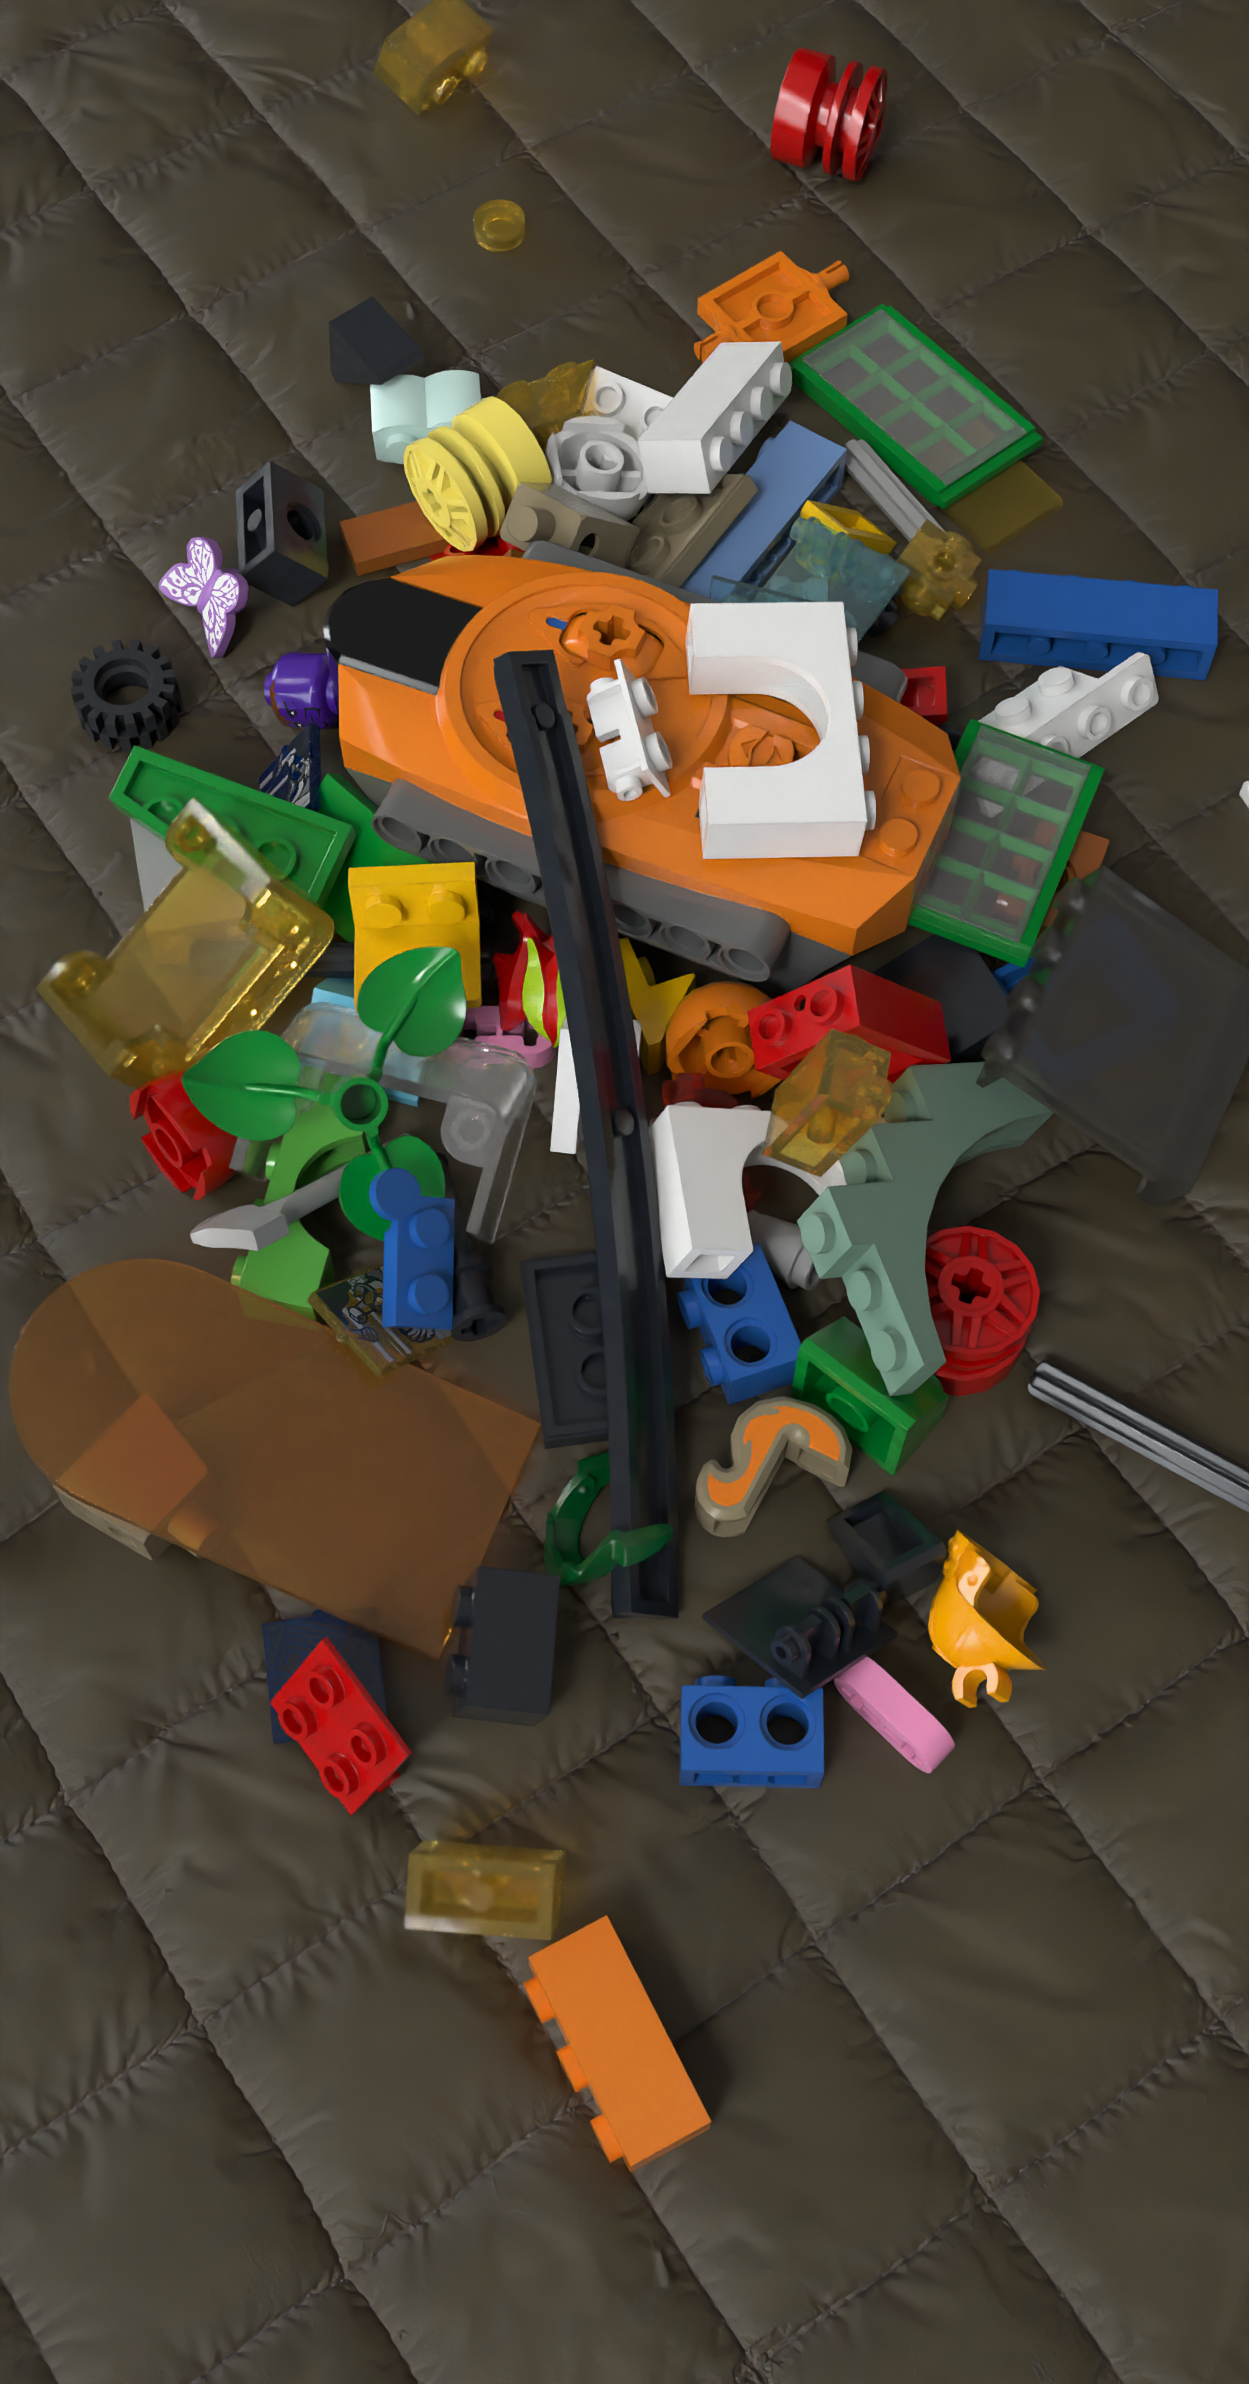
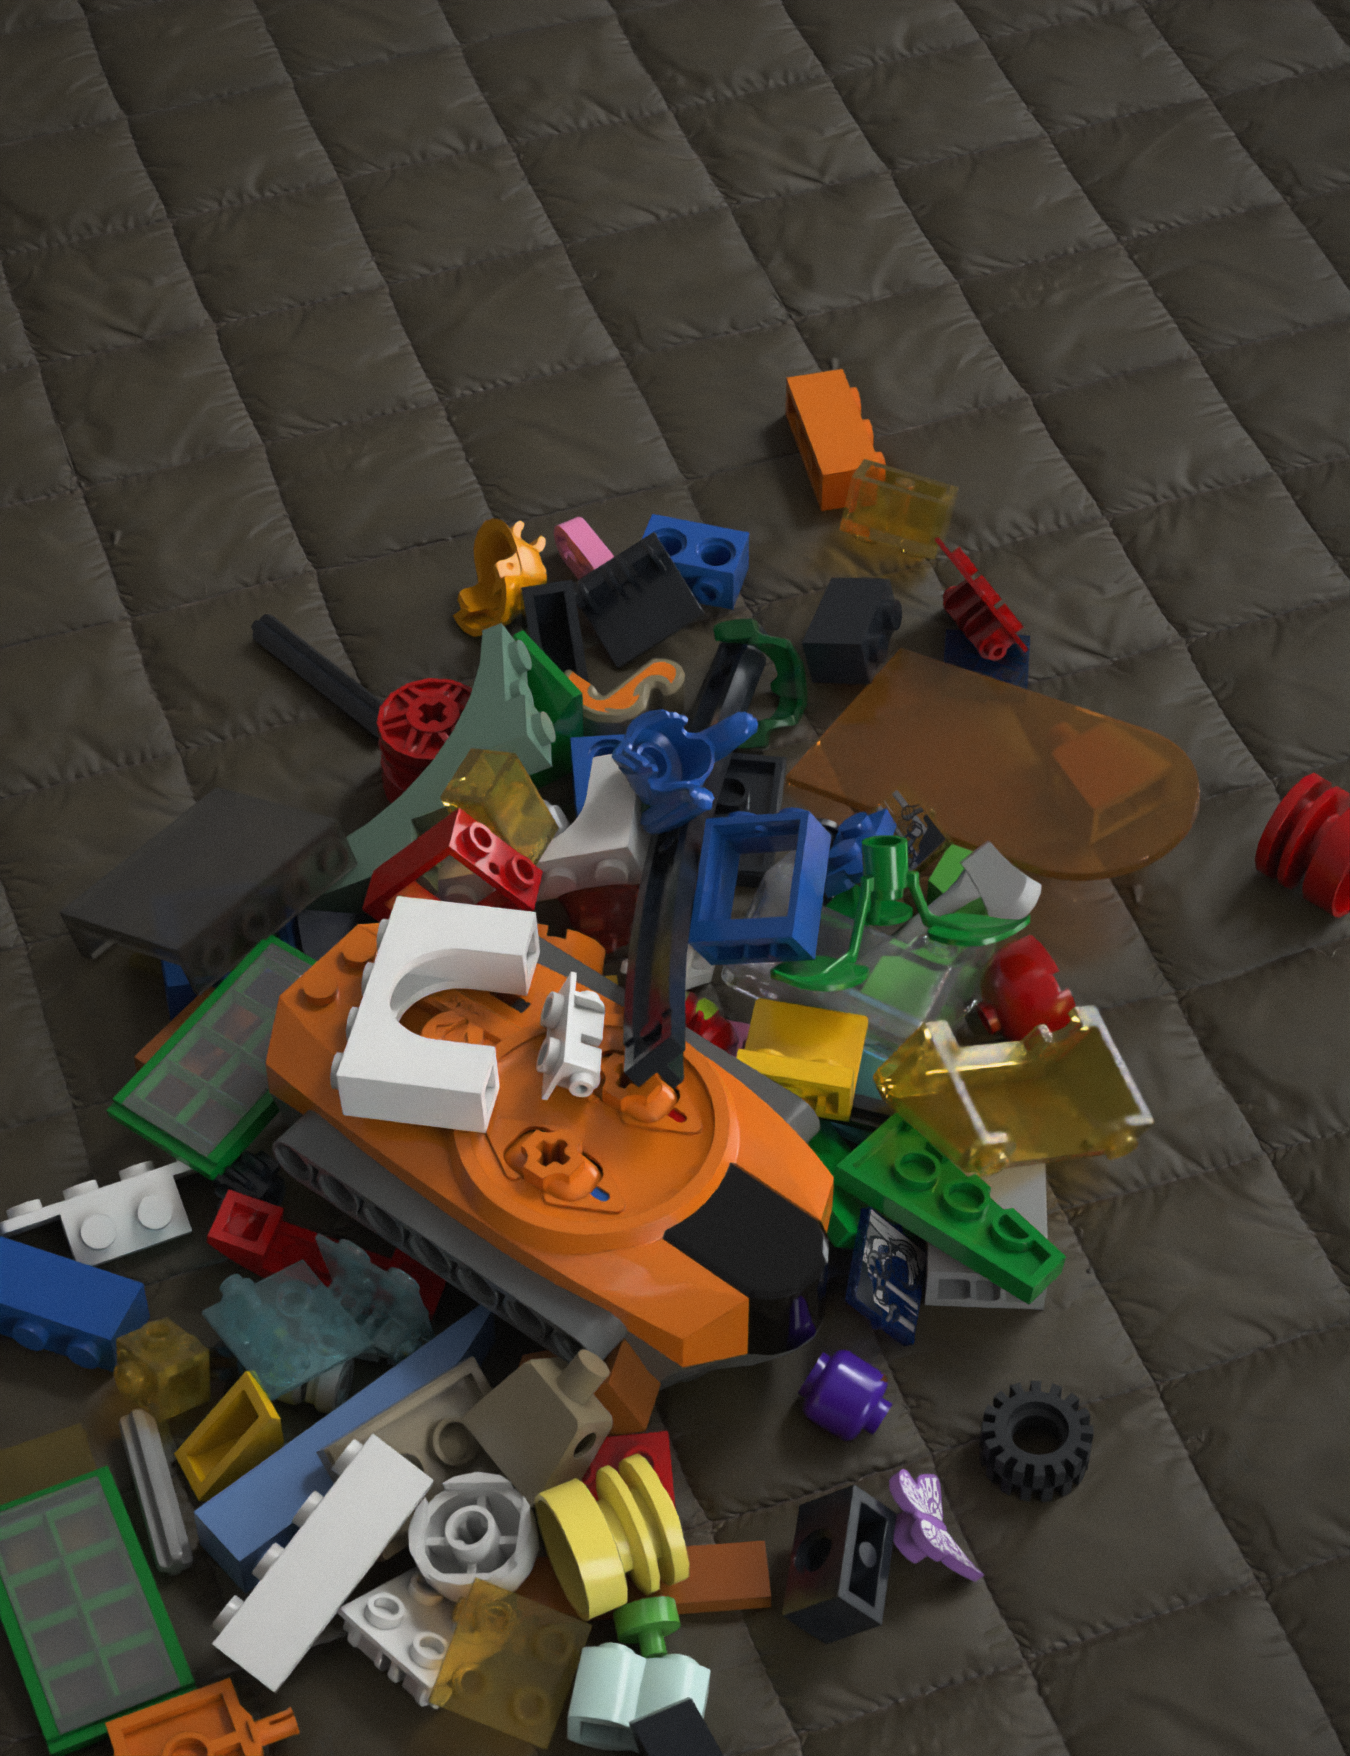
camera: 165 degrees left, 15 degrees down
(532, 1033) = (768, 938): none -> blue window
(643, 1196) = (671, 765): none -> blue hair

